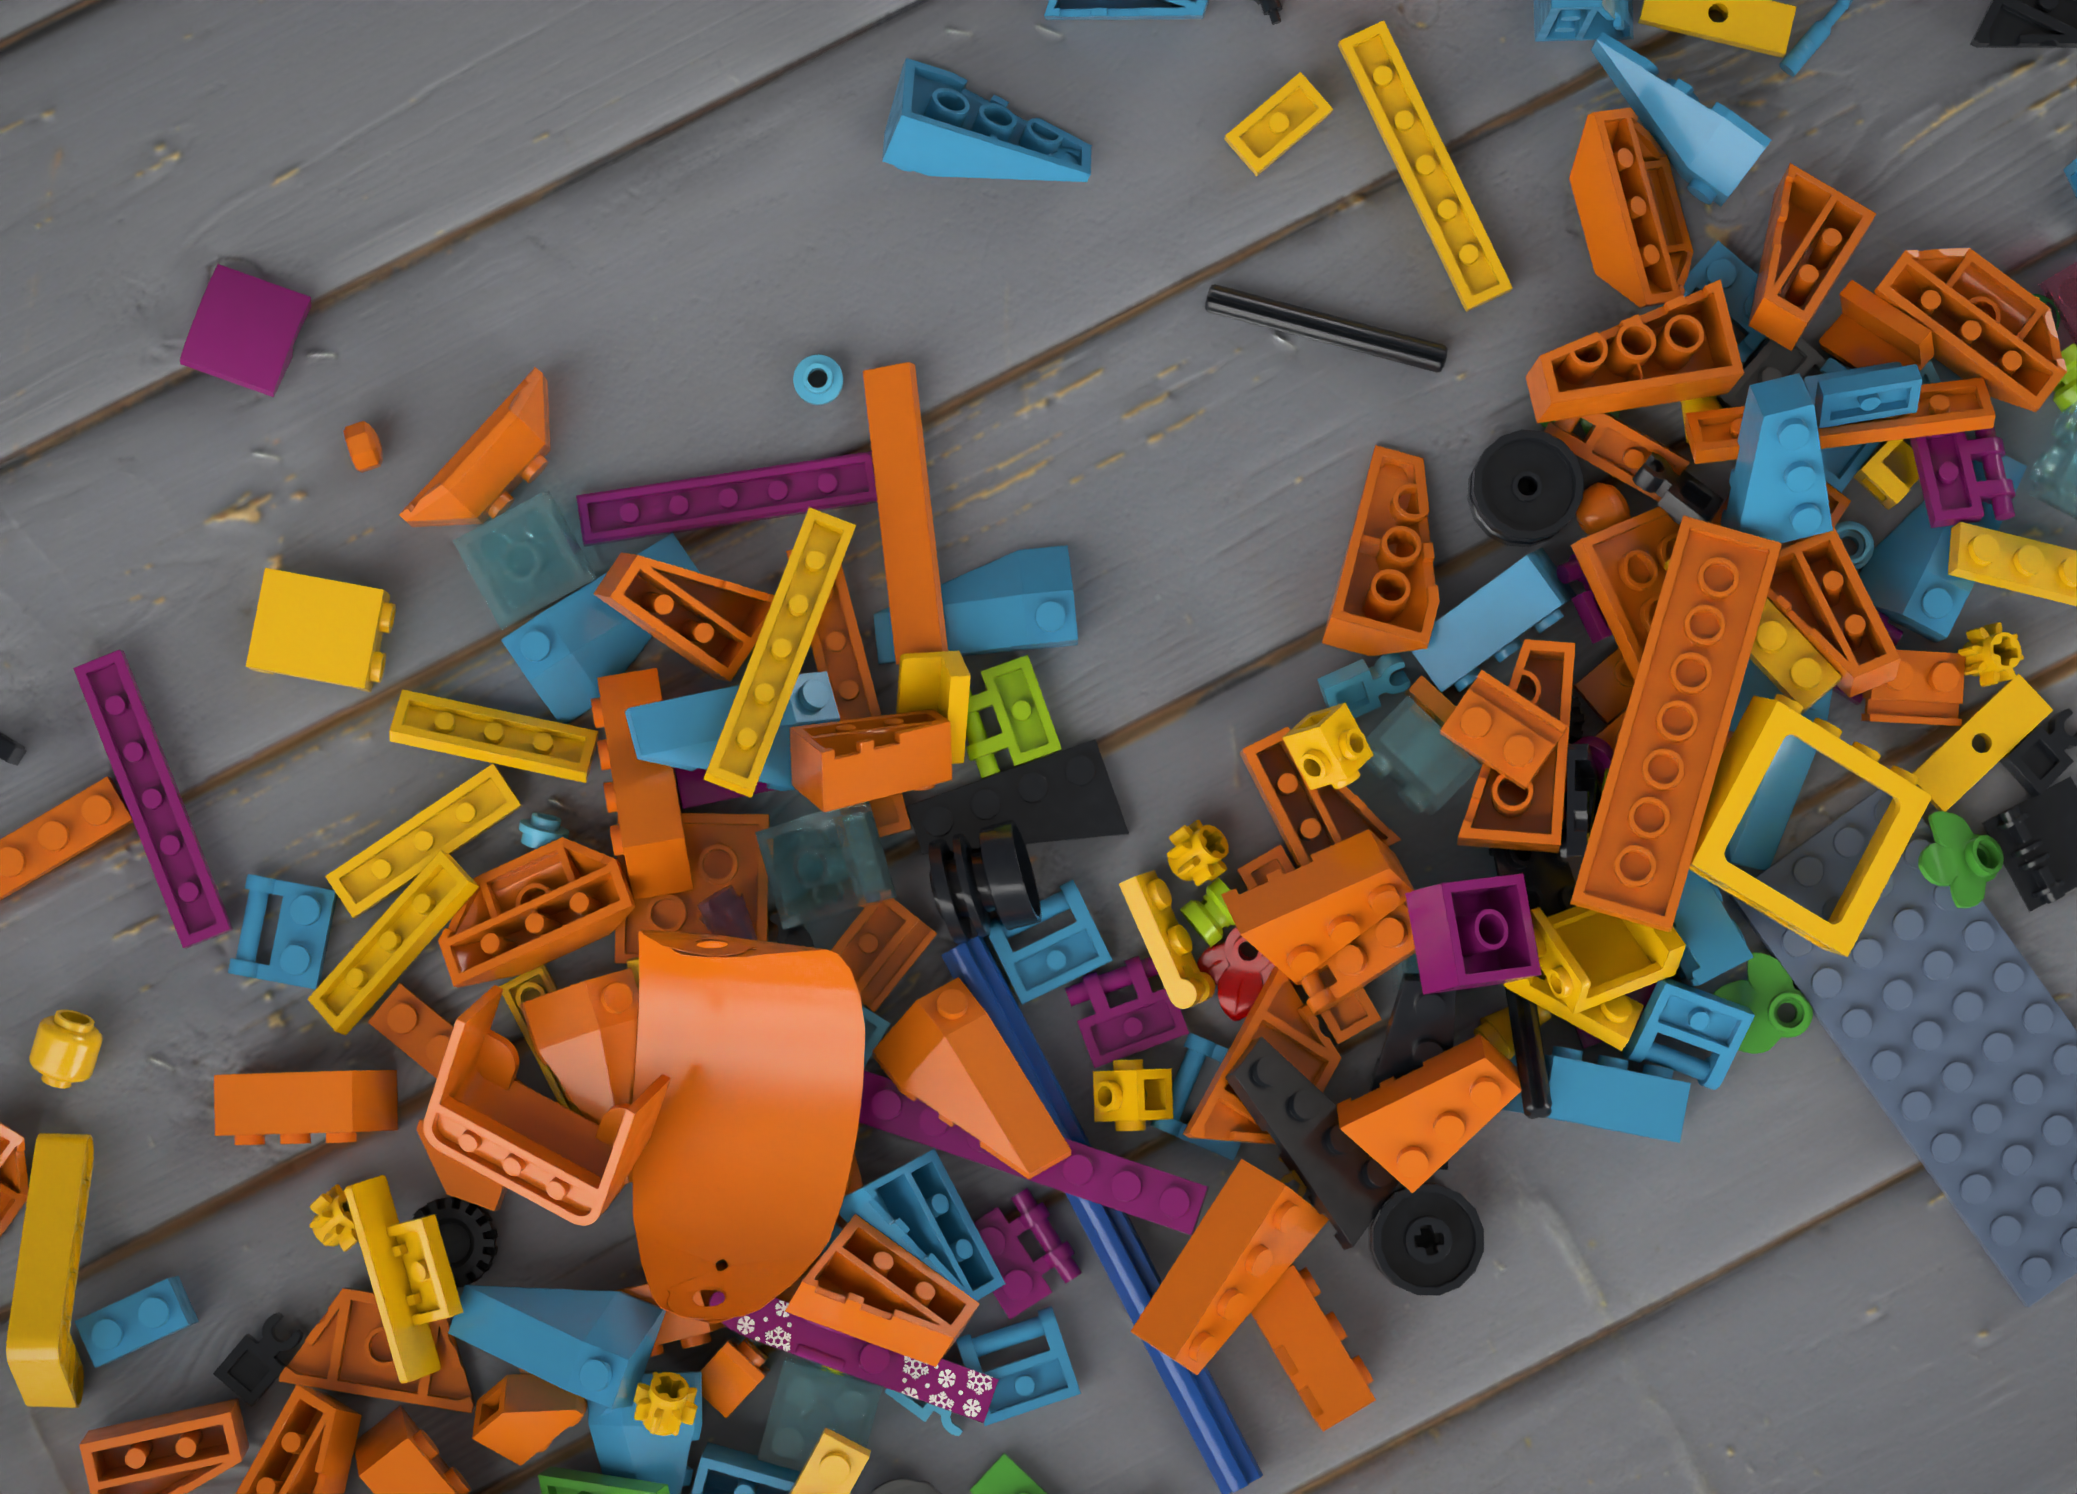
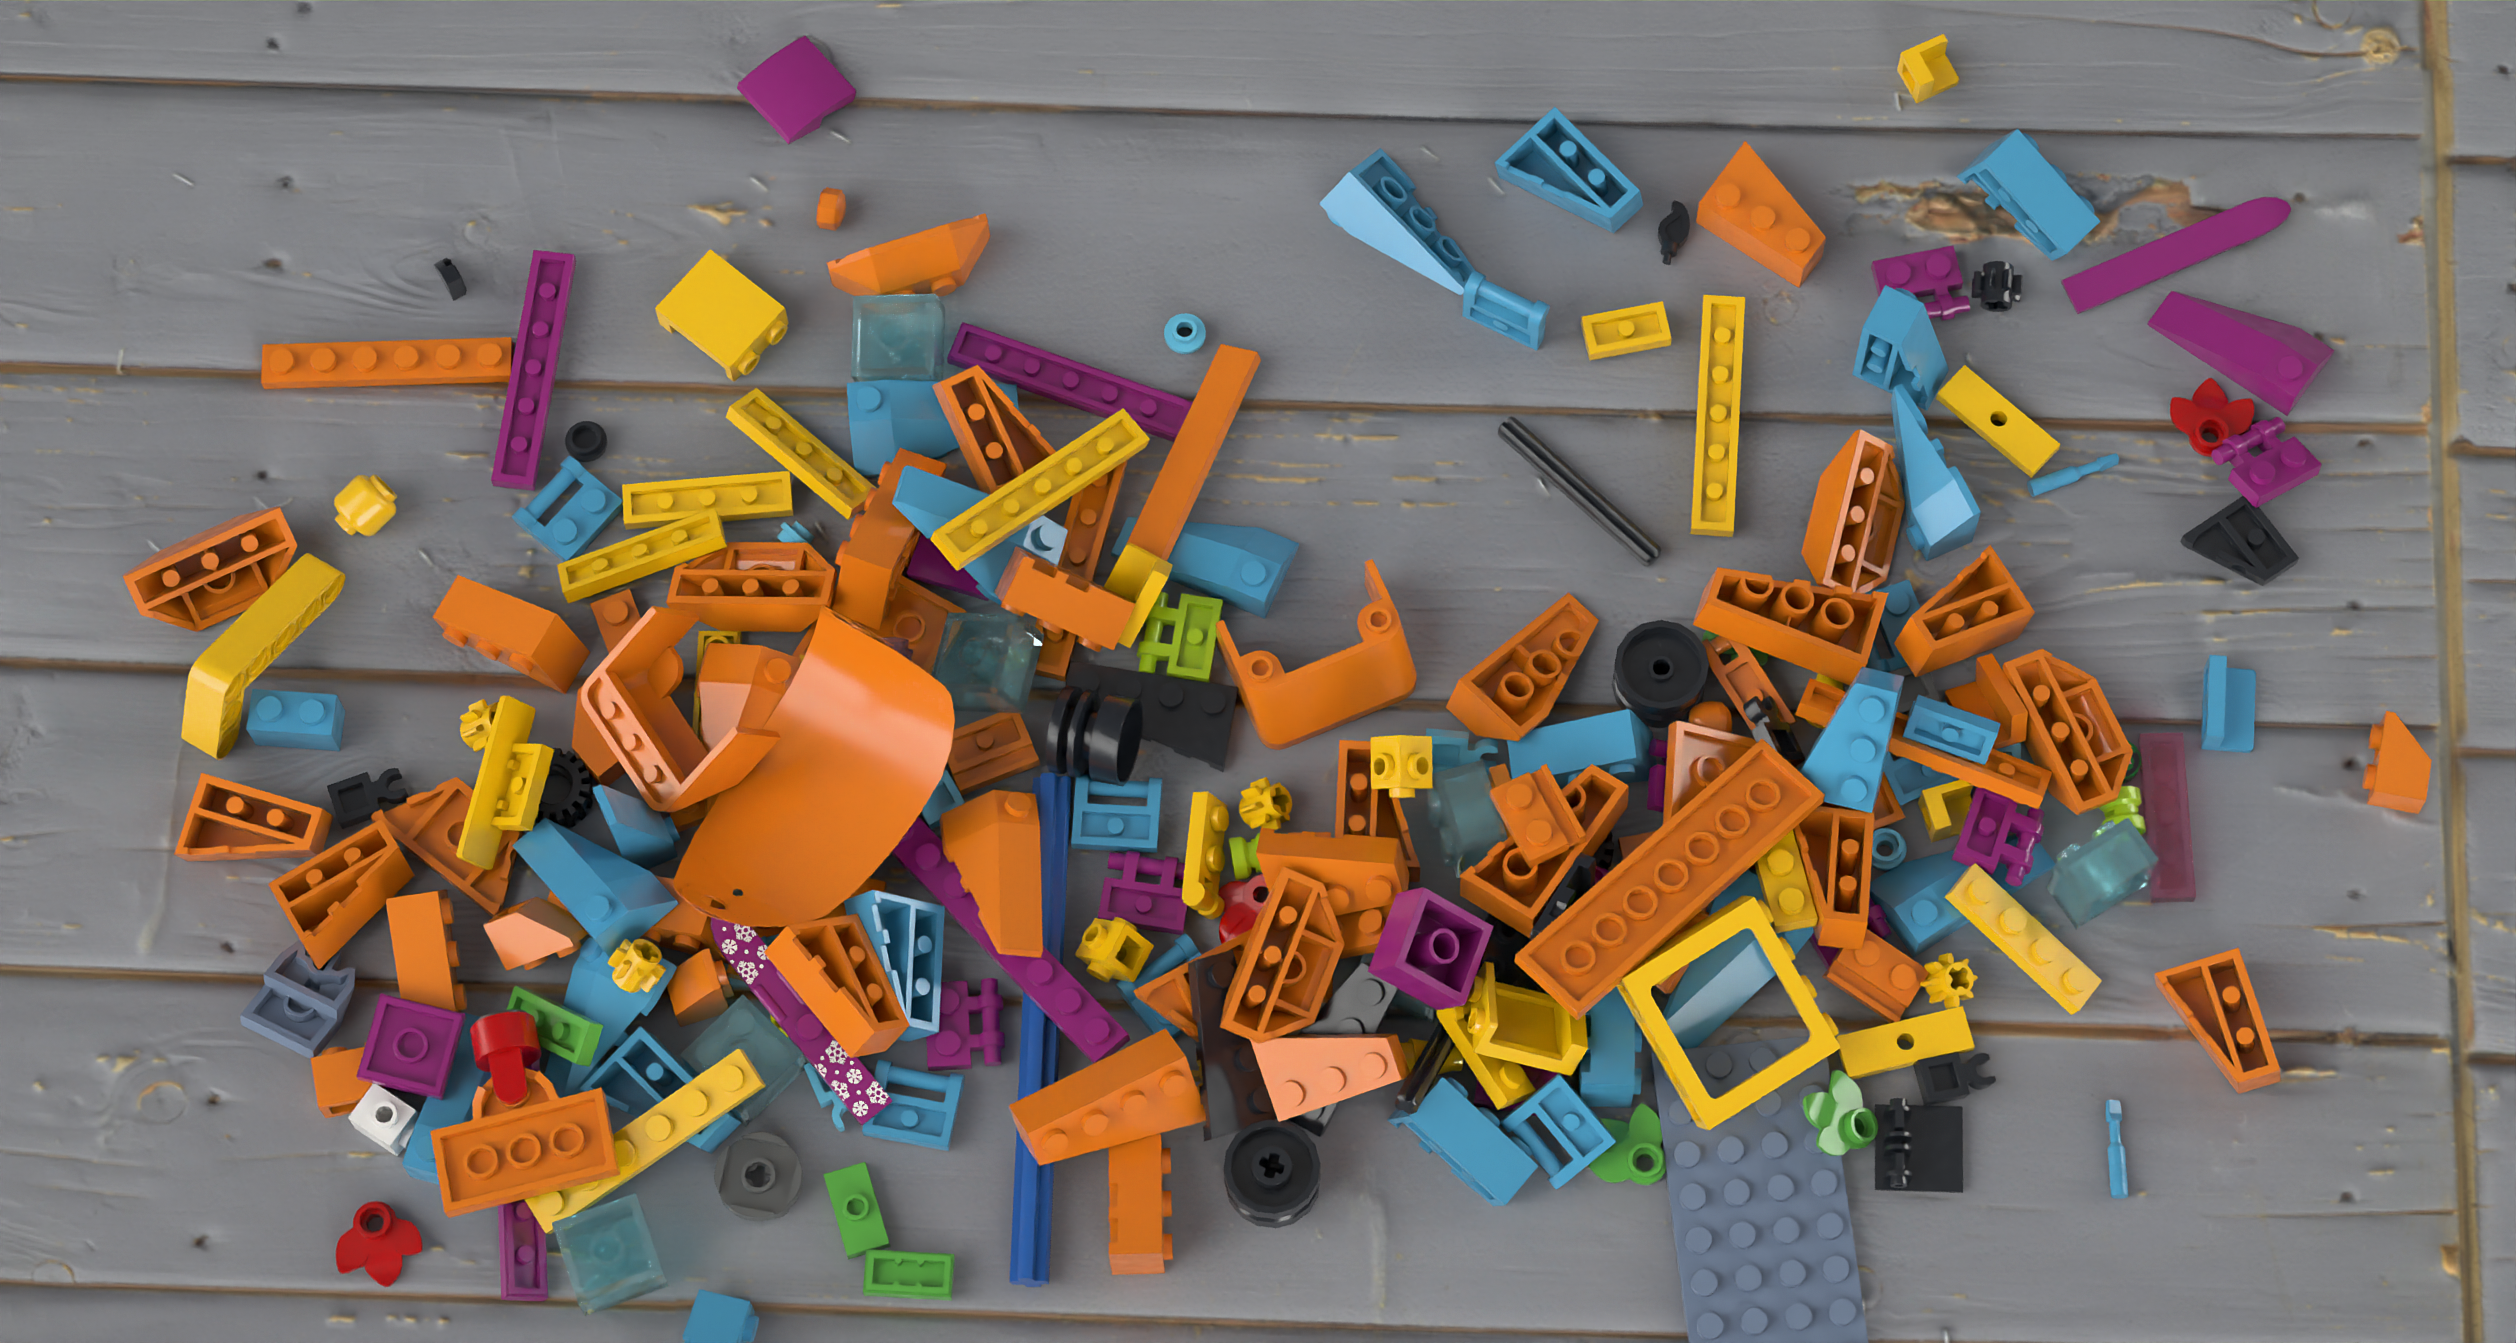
camera: 35 degrees right, 15 degrees down
(255, 846) = (586, 441): none -> black plate
(558, 1249) = (637, 828): none -> dark azure wedge
(1145, 175) = (1504, 311): none -> dark azure plate
(1168, 734) = (1332, 689): none -> orange windscreen
(1329, 1032) = (1284, 962): none -> orange wedge

